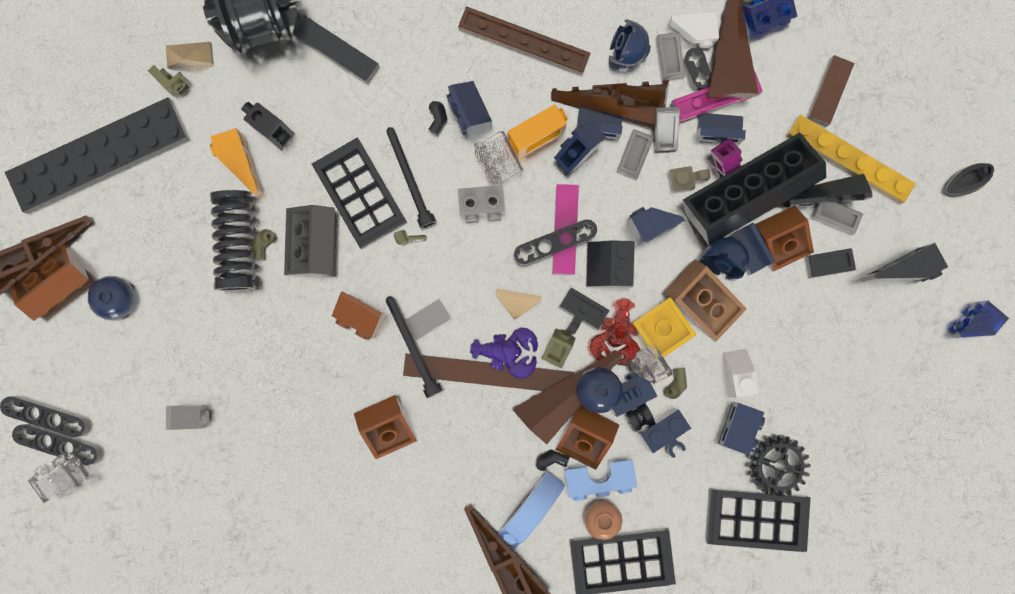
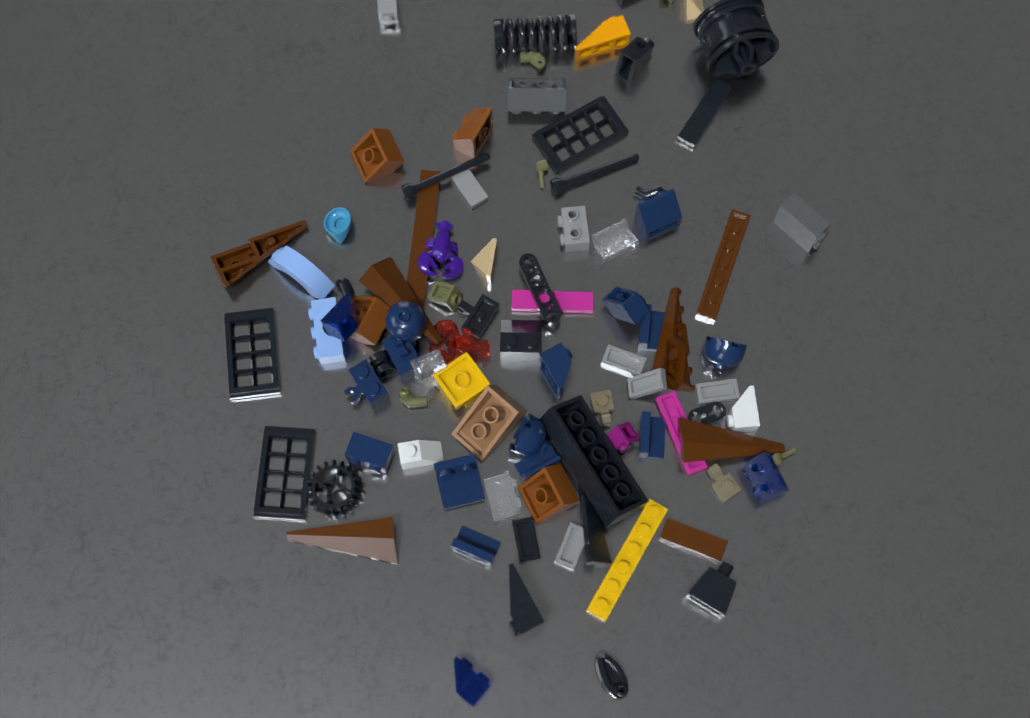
camera: 90 degrees right, 15 degrees down
(470, 469) = (338, 223): none -> dark azure piece
(537, 130) = (639, 269): light orange window -> none
(596, 460) = (342, 318): none -> clear blue slope
(603, 520) = (290, 331): nougat piece -> none
(772, 55) = (725, 485): none -> dark tan plate
(772, 332) = (459, 481): none -> dark blue bracket
(787, 288) = (502, 497): none -> clear bracket
(832, 429) = (363, 538): none -> wedge
(838, 315) = (476, 545): none -> dark blue panel
(885, 71) = (714, 589): none -> black torso

